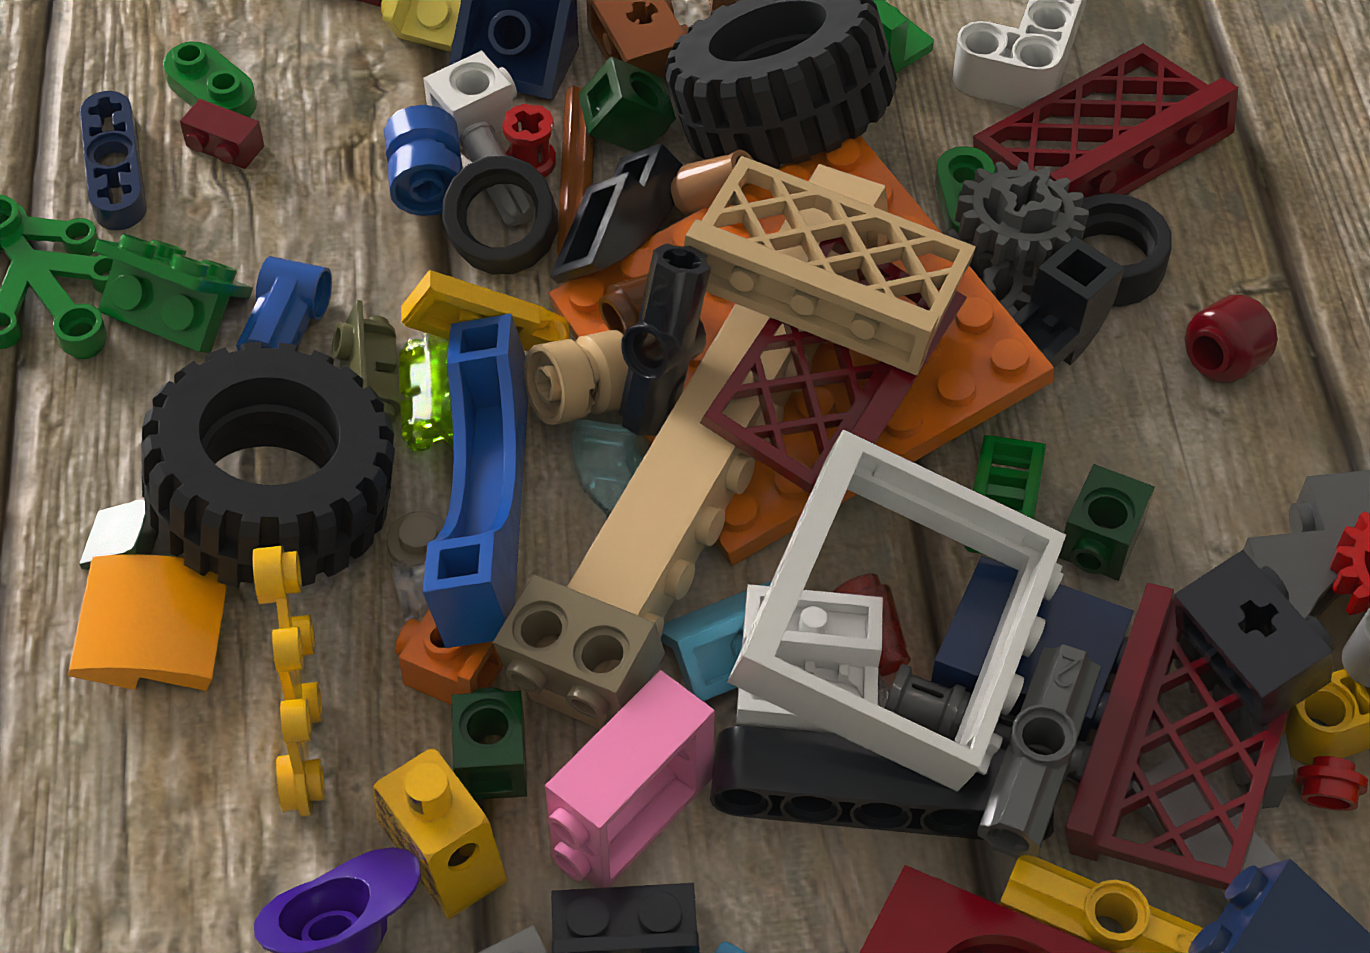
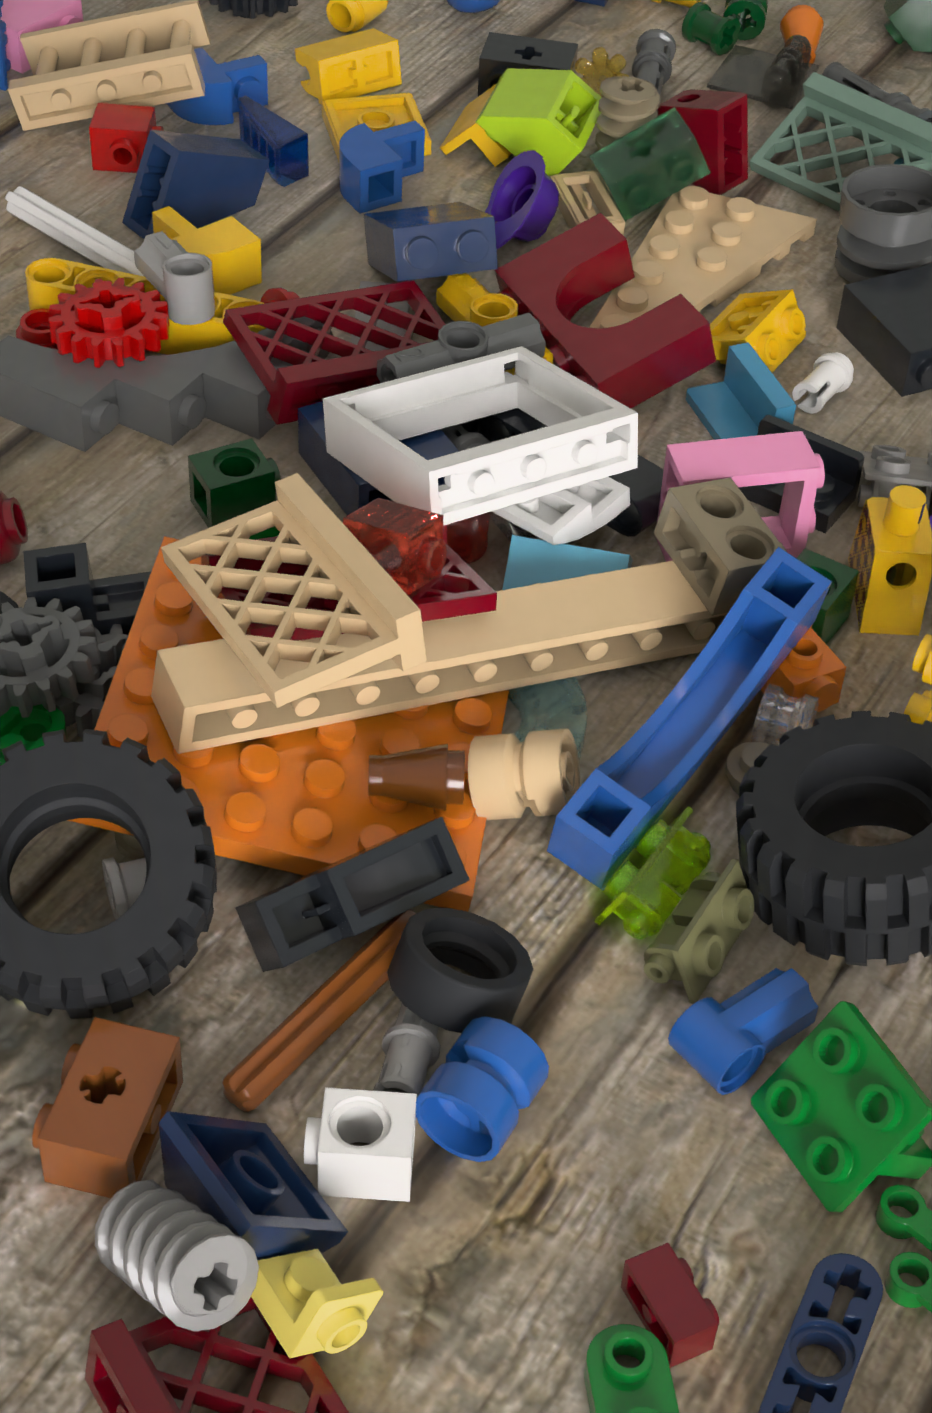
camera: 145 degrees left, 10 degrees down
(448, 300) = (571, 861): yellow hinge -> none
(533, 138) = (334, 1041): red bush -> none
(626, 106) = (225, 1005): dark green brick -> none
(664, 337) = (473, 652): black piece -> none
(702, 180) = (243, 854): medium nougat cone -> none
(814, 377) = (401, 540): none -> clear red brick
(1228, 622) = (270, 308): black brick -> none

